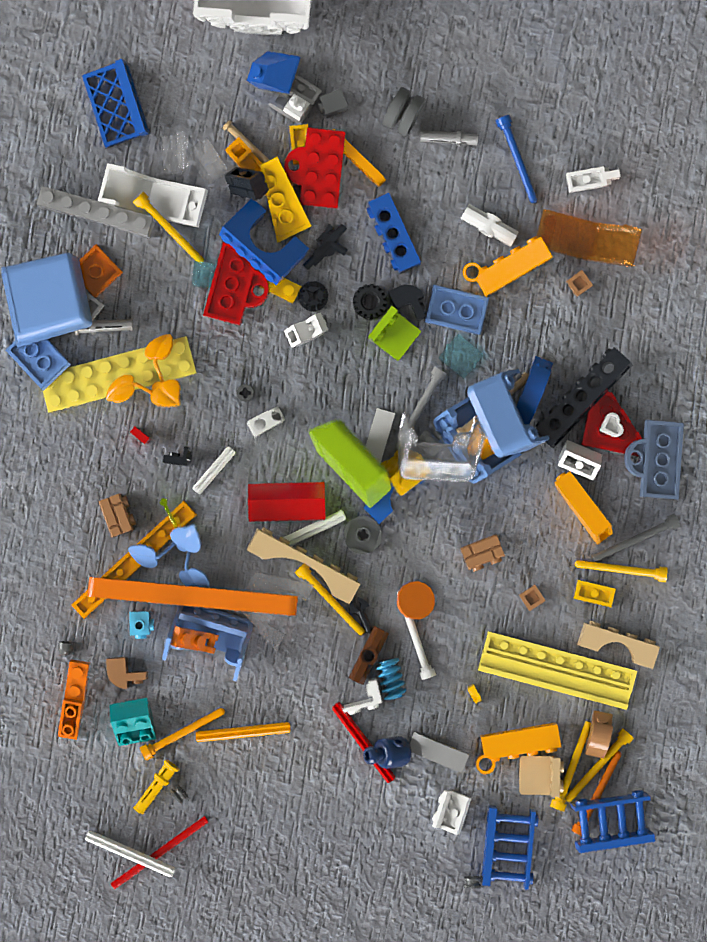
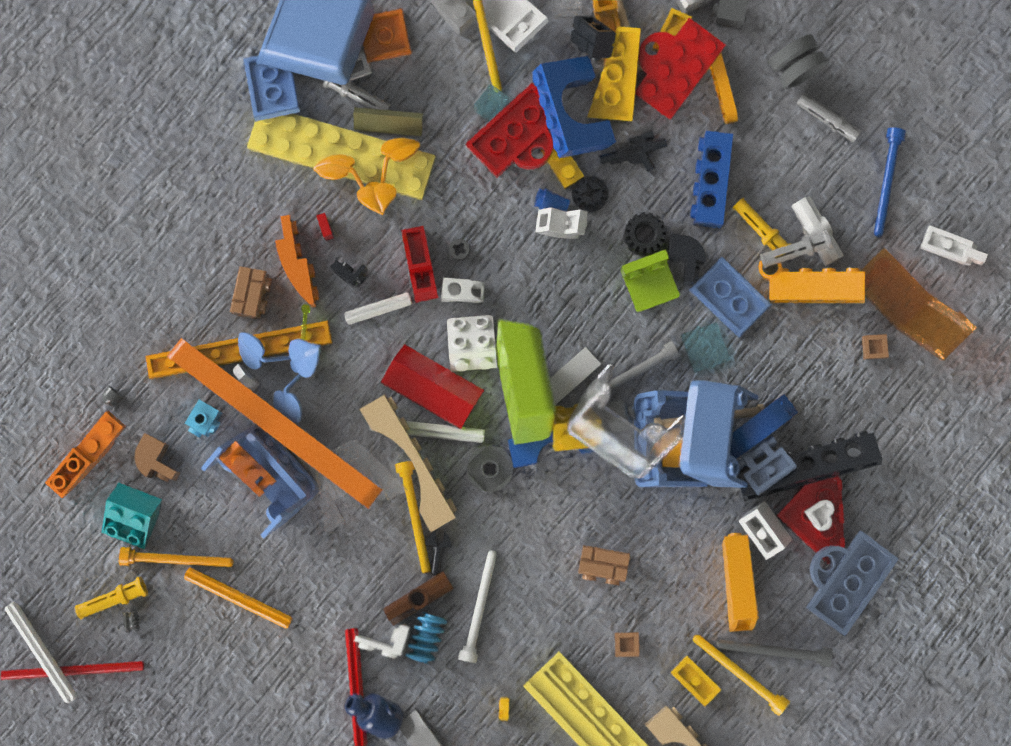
camera: 35 degrees right, 5 degrees down
(138, 332) = (388, 121): none -> olive tile
(141, 479) = (296, 269): none -> orange slope
(150, 576) = (245, 377): none -> white tile
(223, 420) = (419, 264): none -> red slope
(287, 319) = (549, 199): none -> blue cone
(295, 454) = (471, 343): none -> white bracket
(415, 600) = (503, 571): orange tile -> none
(458, 249) = (769, 236): none -> yellow pin
(490, 241) = (810, 244): none -> light grey pin
(558, 418) = (768, 471): none -> sand blue plate

